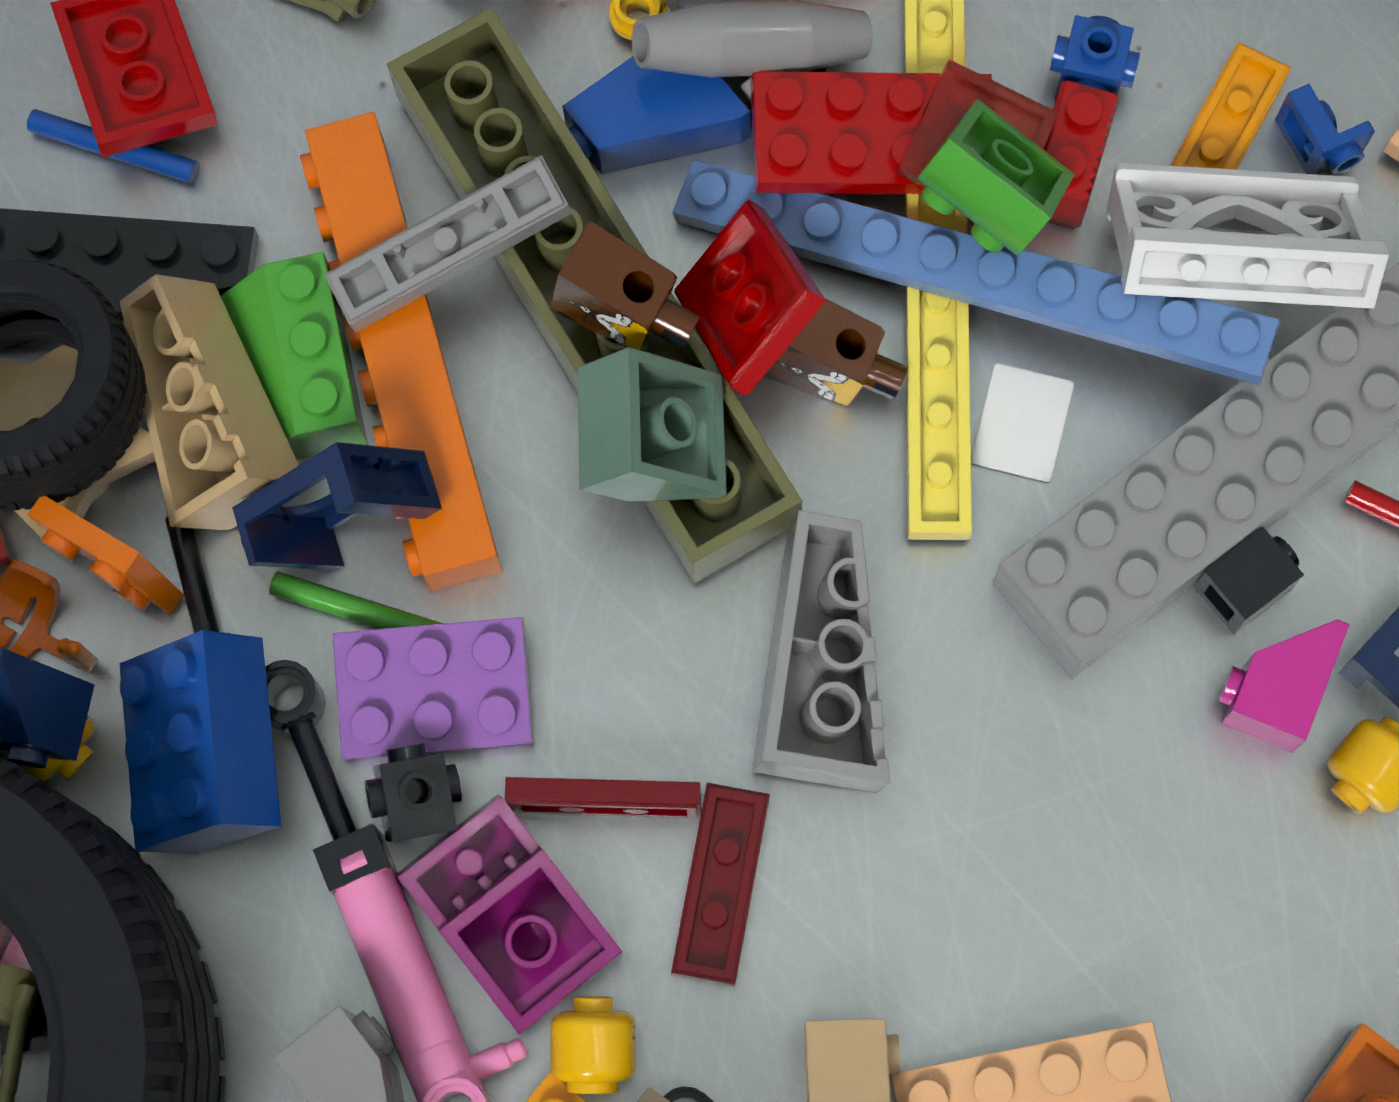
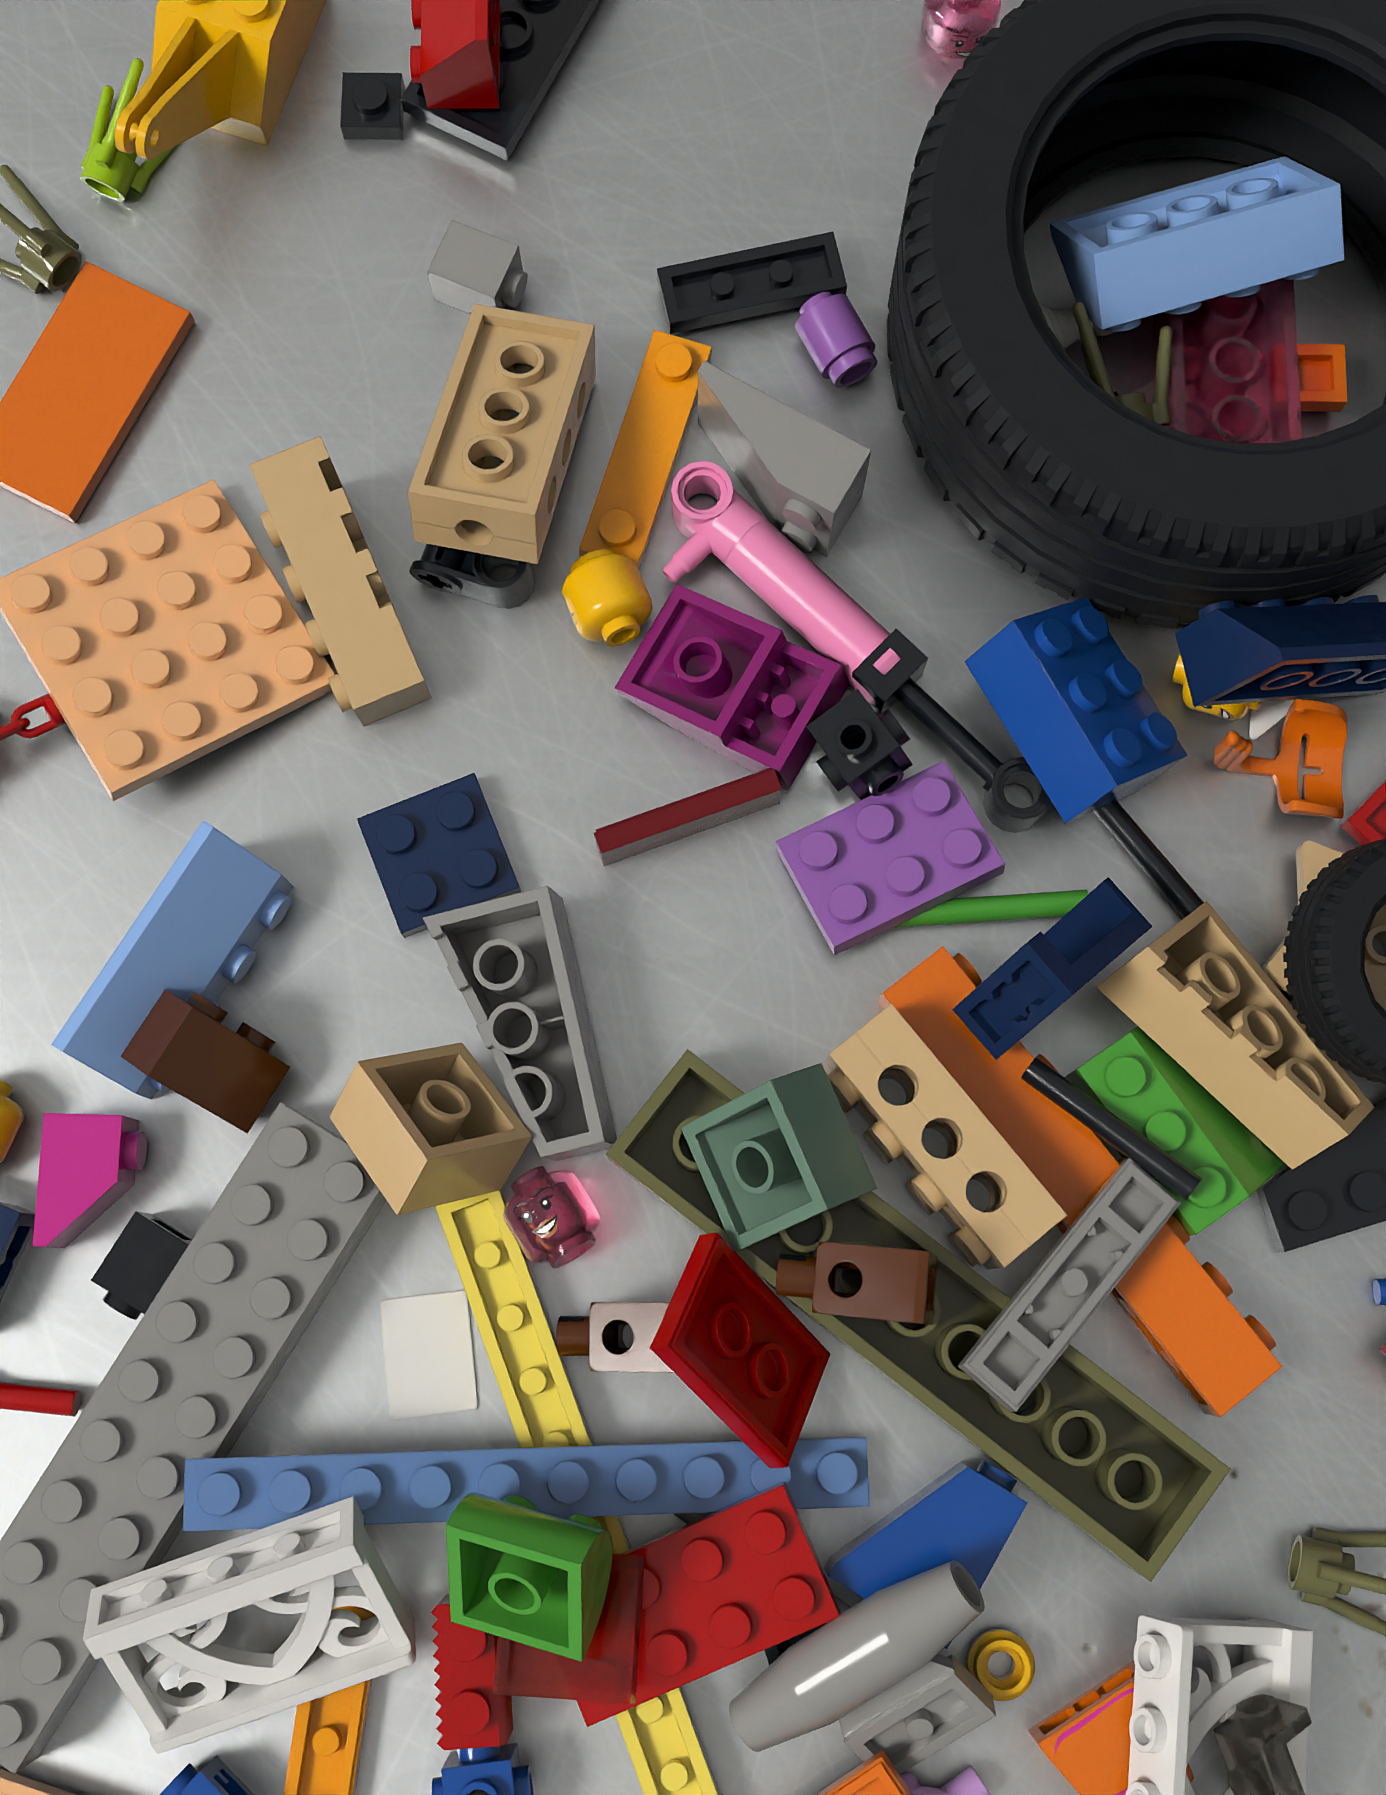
camera: 155 degrees right, 5 degrees up
(113, 561) = (1237, 837): orange plate -> none
(353, 357) = (1111, 1128): none -> black bar
(500, 398) = (1018, 1203): none -> tan brick
(720, 884) = (552, 788): dark red tile -> none
(853, 860) = (438, 853): none -> dark blue plate
(871, 483) = (551, 1216): none -> clear pink head
(951, 583) = (429, 1127): none -> tan brick
(1136, 834) = (185, 940): none -> light blue slope
(1138, 729) = (206, 1061): none -> reddish brown brick

